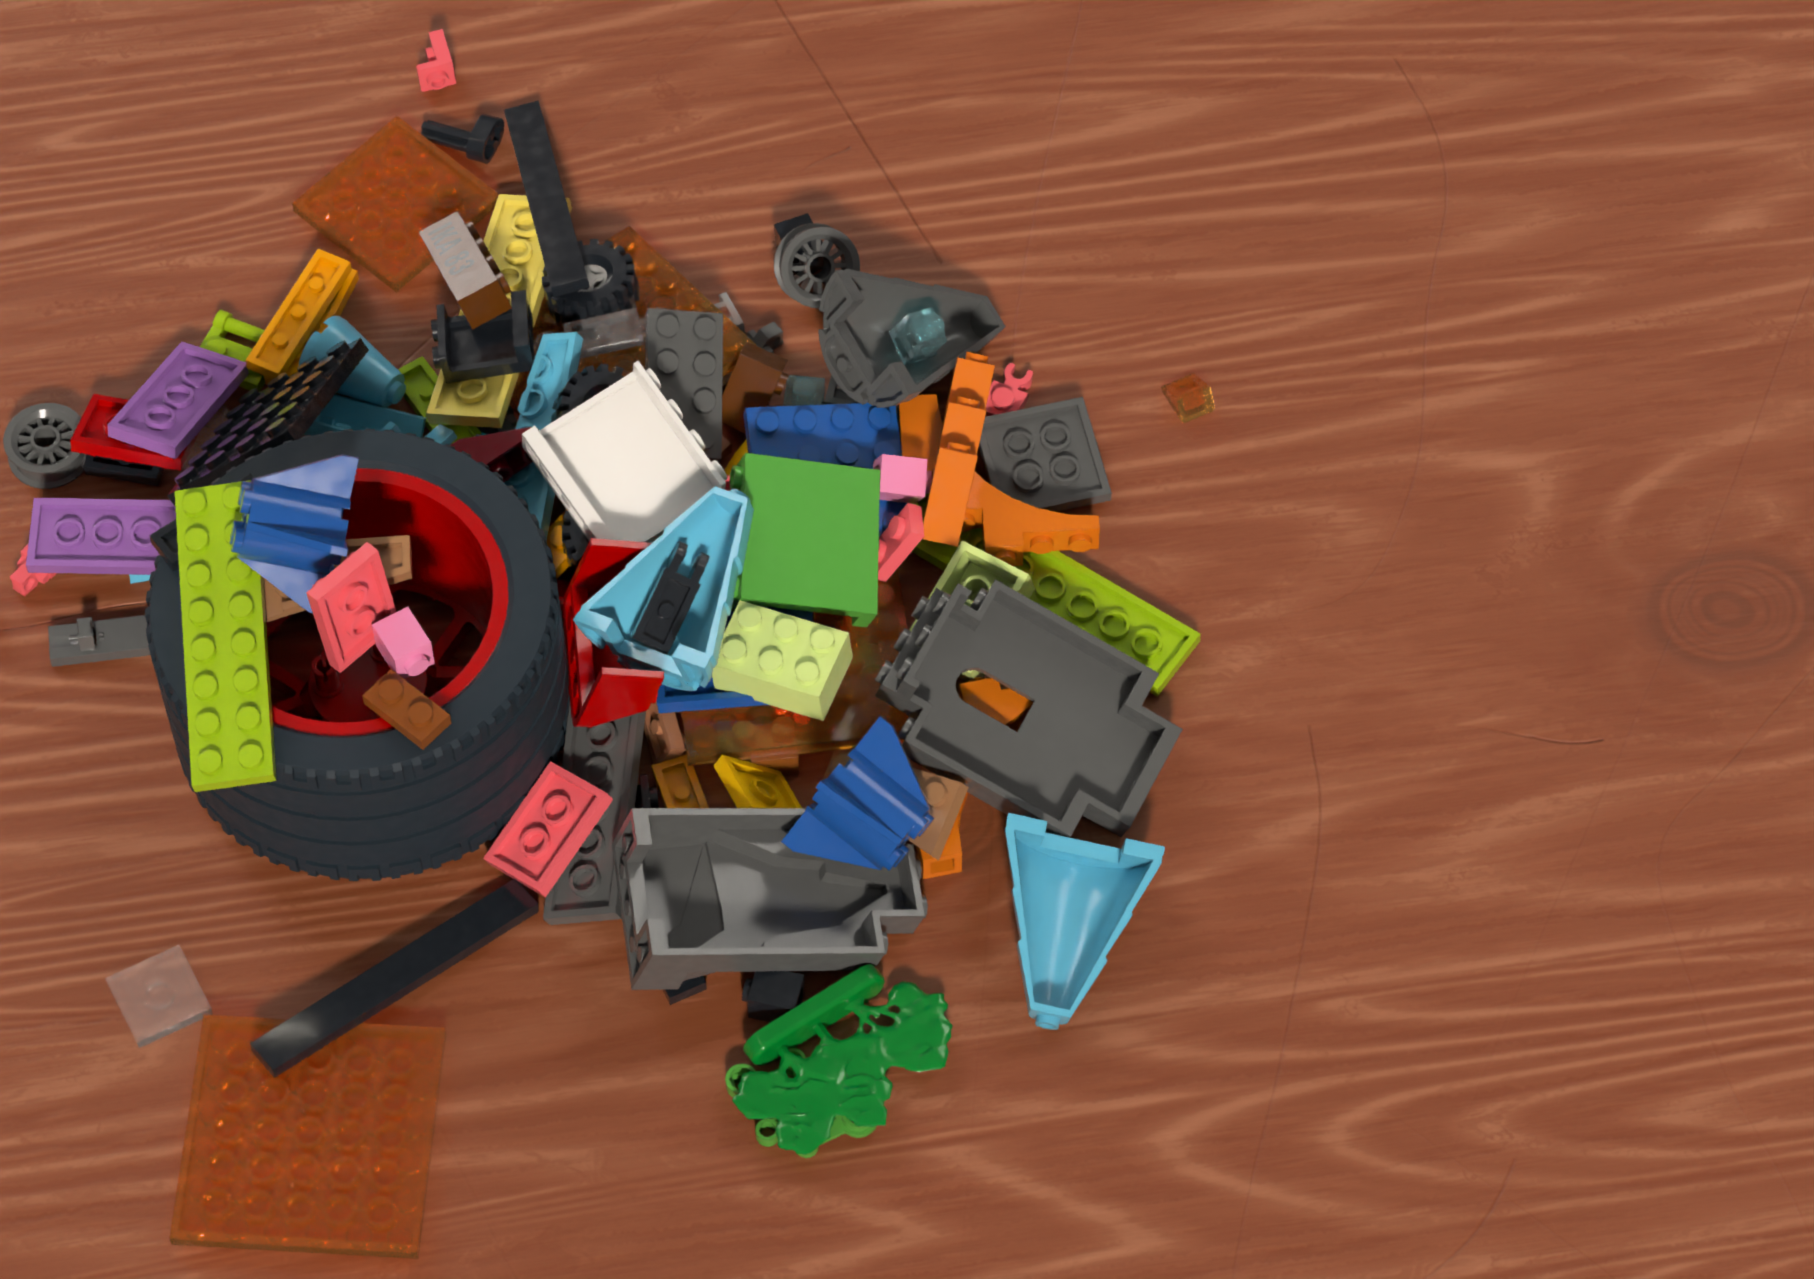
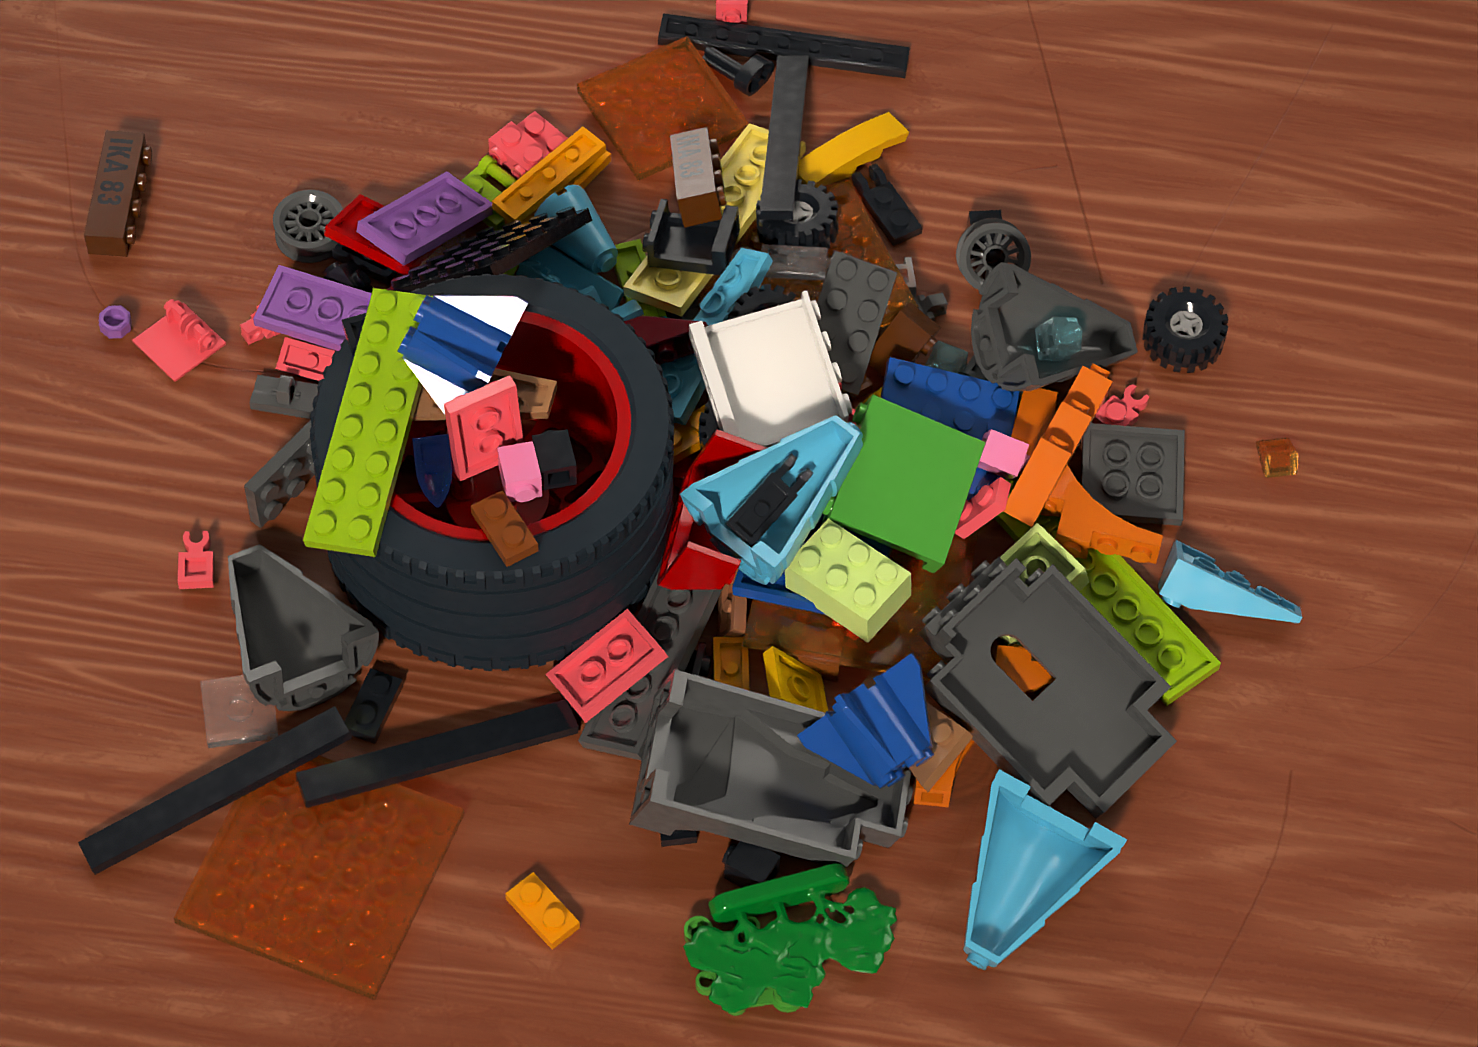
camera: 15 degrees right, 0 degrees up
(54, 853) = (196, 564): none -> coral plate
(106, 594) = (304, 359): none -> coral hinge
(112, 487) = (348, 275): none -> black bracket
(124, 721) = (280, 478): none -> dark grey plate
(165, 1089) = (214, 790): none -> black tile
(193, 893) = (293, 633): none -> dark grey cone
(257, 287) = (524, 144): none -> coral plate
(304, 948) = (373, 705): none -> black plate
(307, 665) = (433, 466): none -> clear blue plate
(438, 618) = (555, 459): none -> black brick
(494, 96) = (770, 43): none -> black tile
(566, 1110) = (542, 910): none -> light orange plate
(621, 191) = (850, 149): none -> yellow slope
(680, 243) = (886, 206): none -> black hinge
(1047, 270) = (1193, 316): none -> black wheel
(1150, 557) = (1199, 584): none -> medium azure wedge

